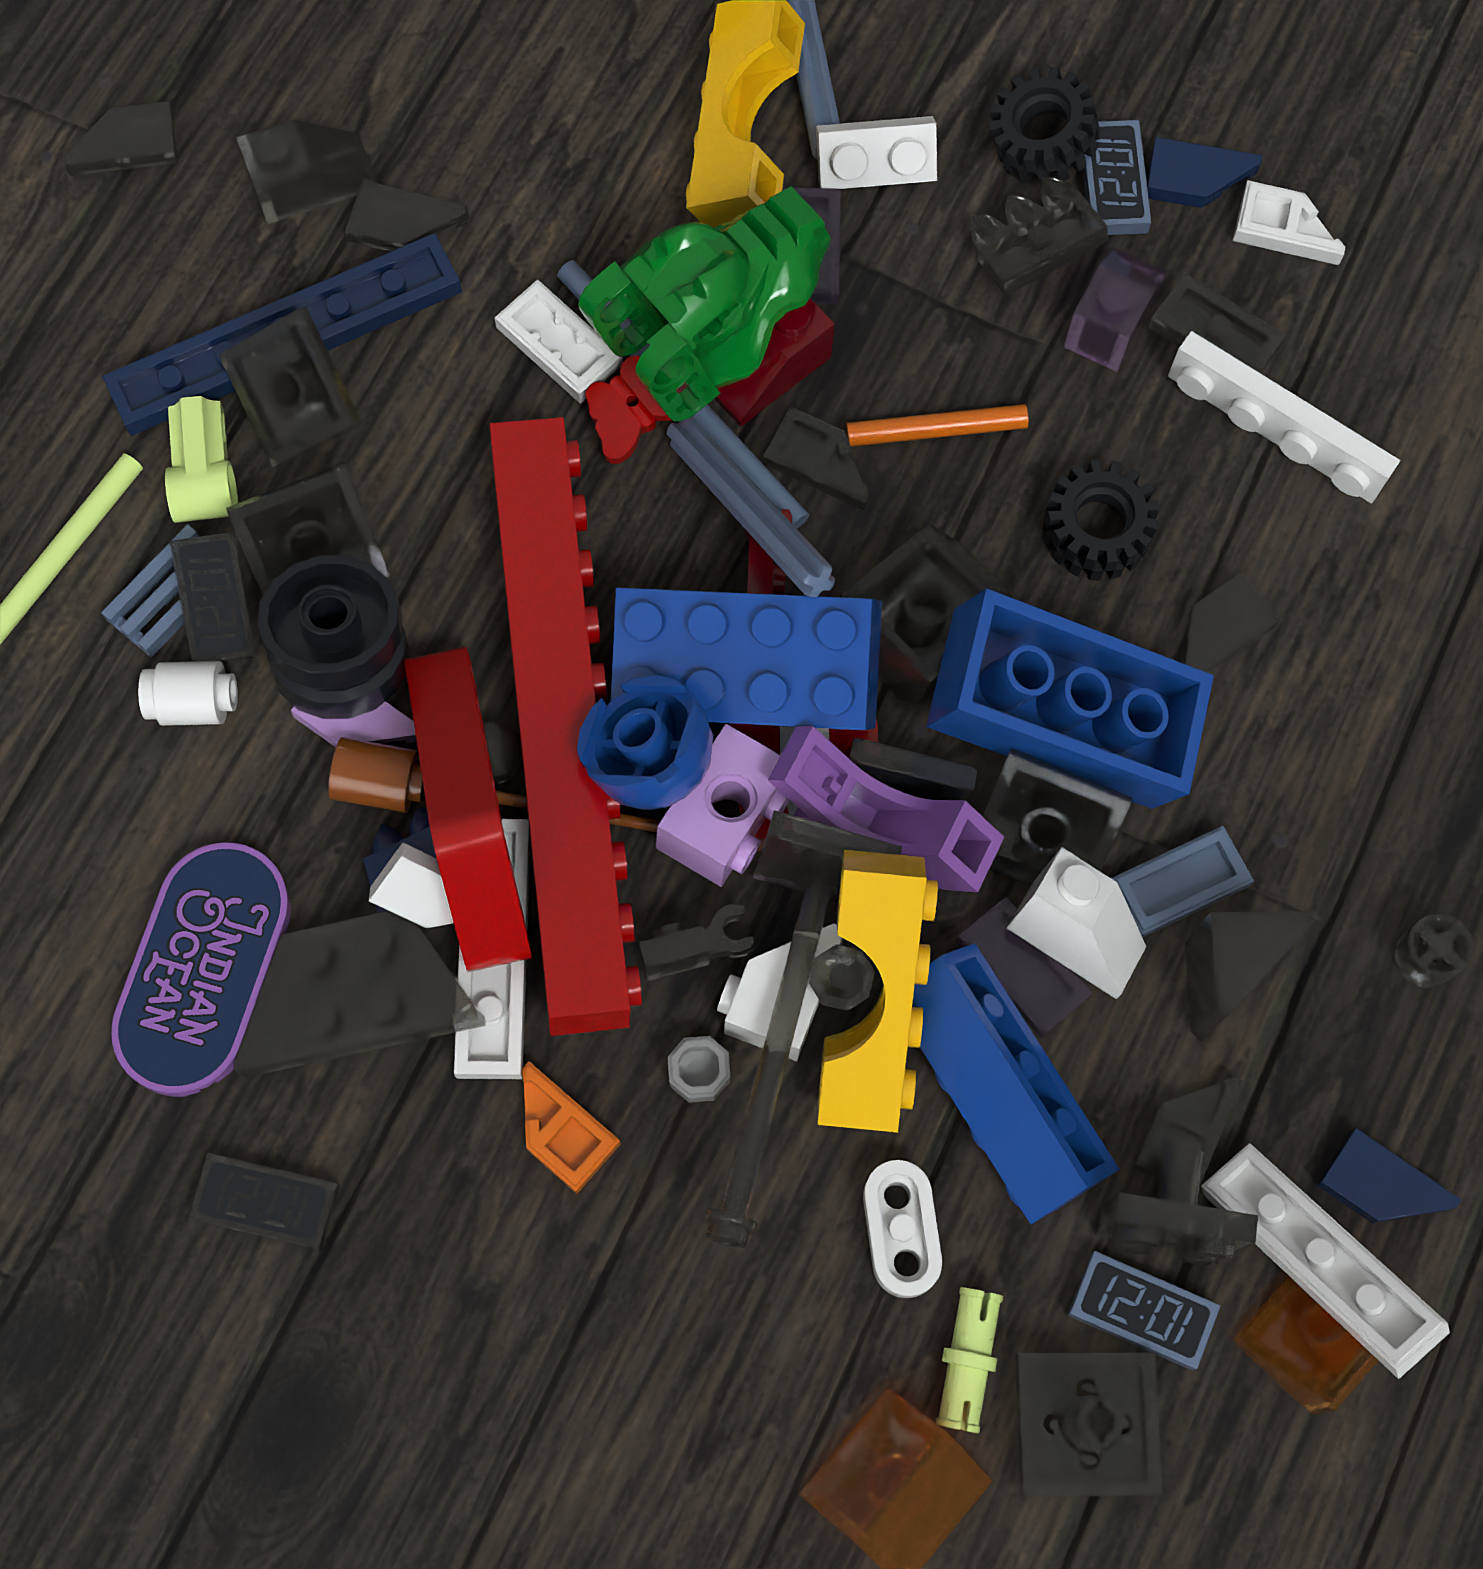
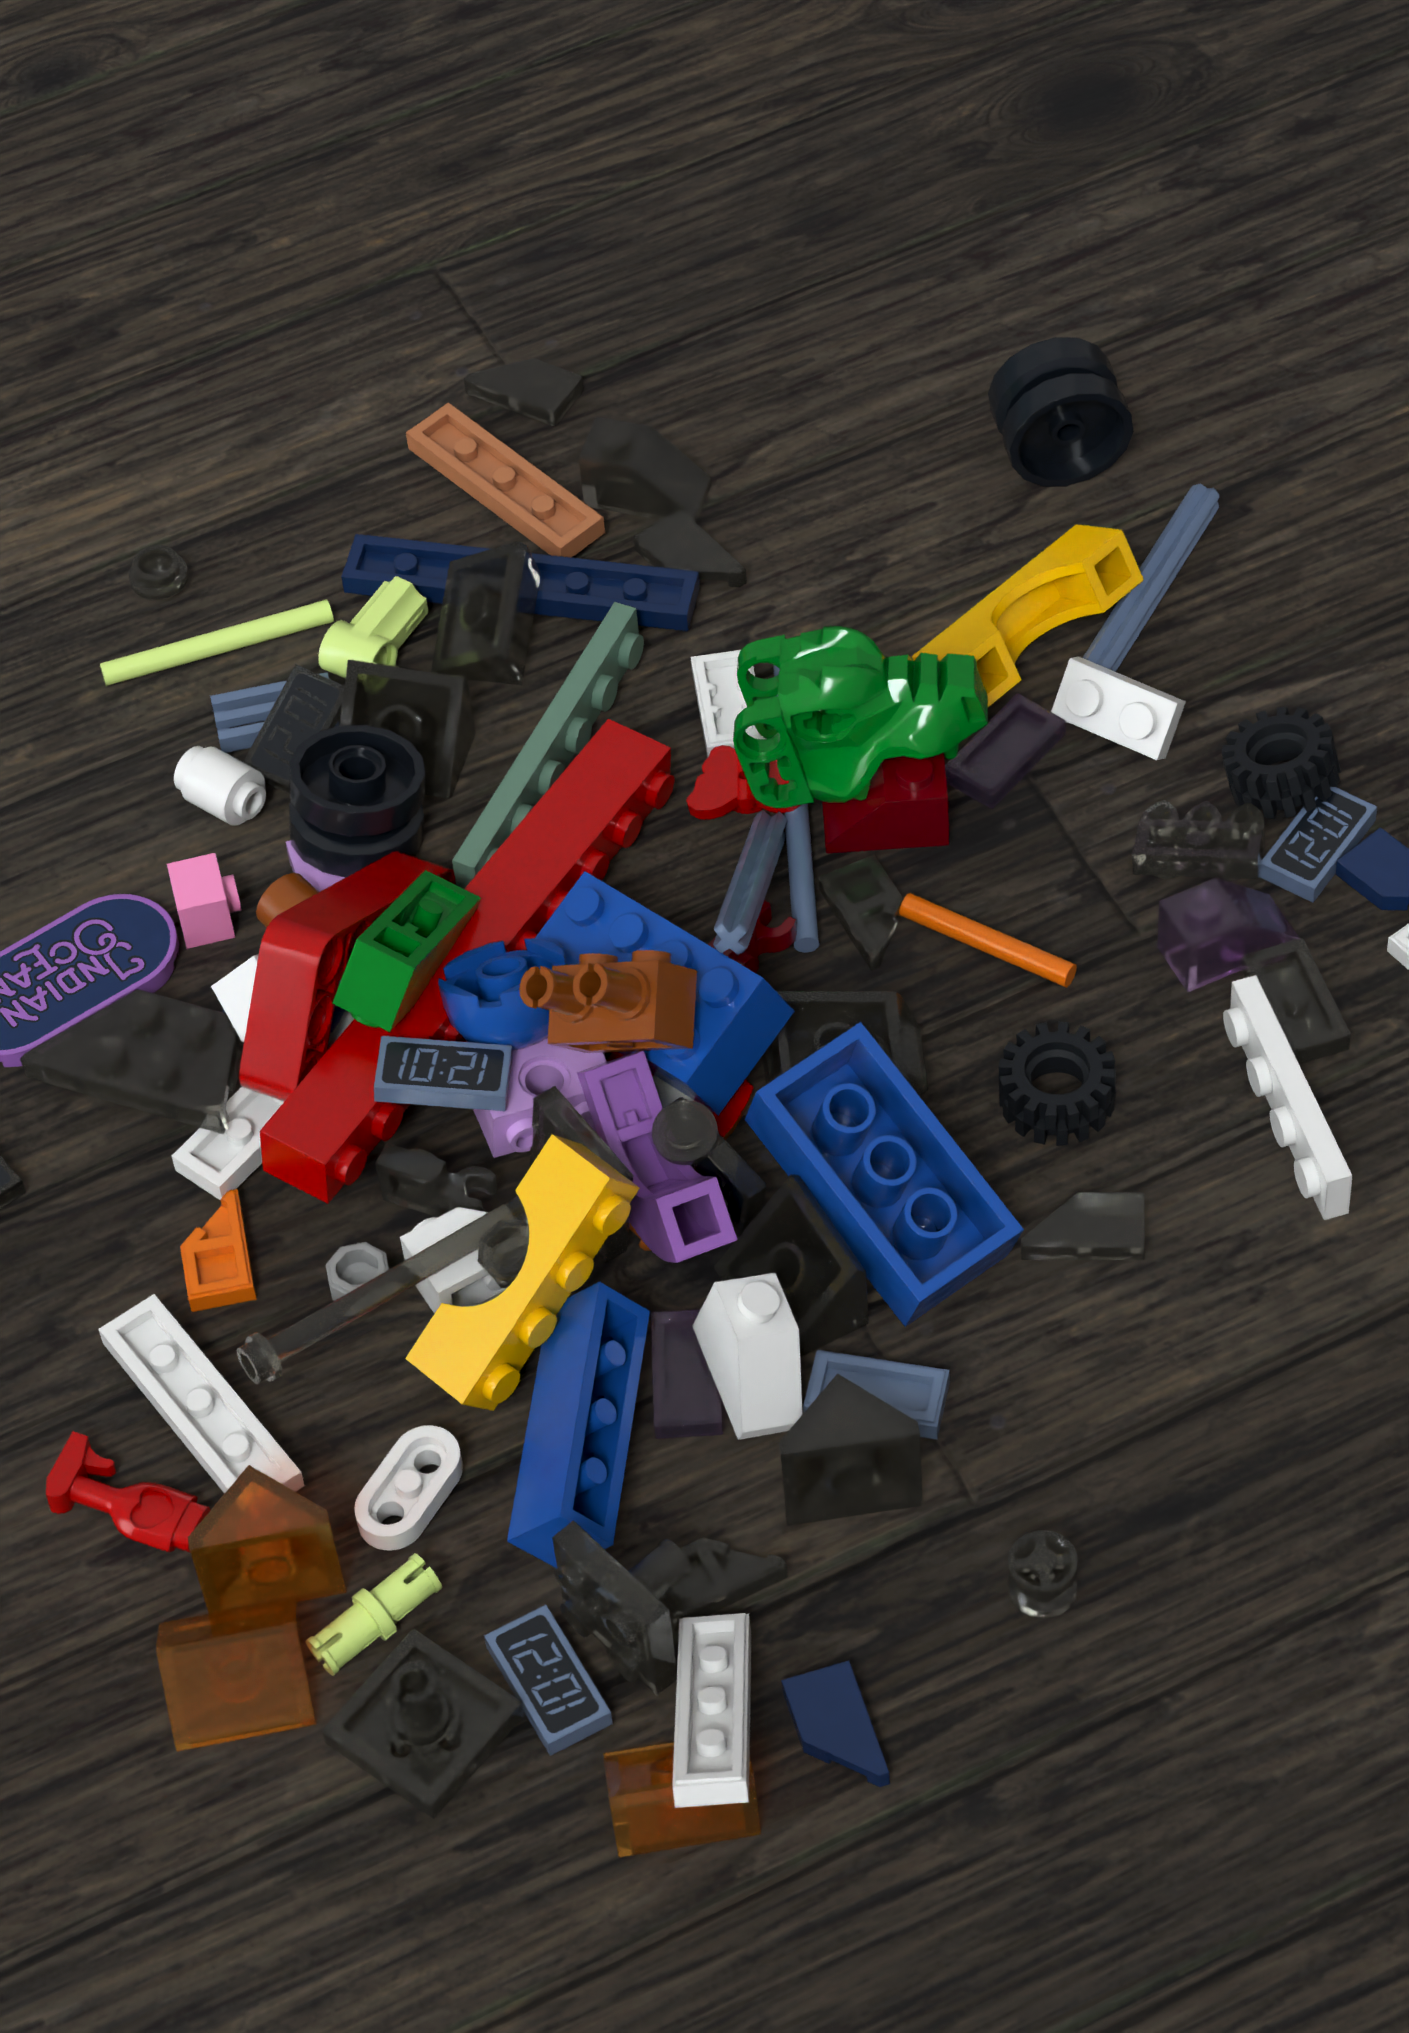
camera: 45 degrees right, 20 degrees down
(187, 245) = (505, 482): none -> nougat plate
(269, 813) = (203, 900): none -> bright pink plate
(458, 504) = (557, 737): none -> sand green plate
(536, 765) = (403, 951): none -> green slope
(657, 856) = (443, 1073): none -> tile
(671, 1281) = (194, 1397): none -> white plate
(699, 1406) = (140, 1512): none -> red piece
(775, 701) = (614, 1003): none -> dark orange brick
(854, 1375) = (264, 1547): none -> clear orange slope
(893, 772) = (685, 1132): none -> clear smoke plate

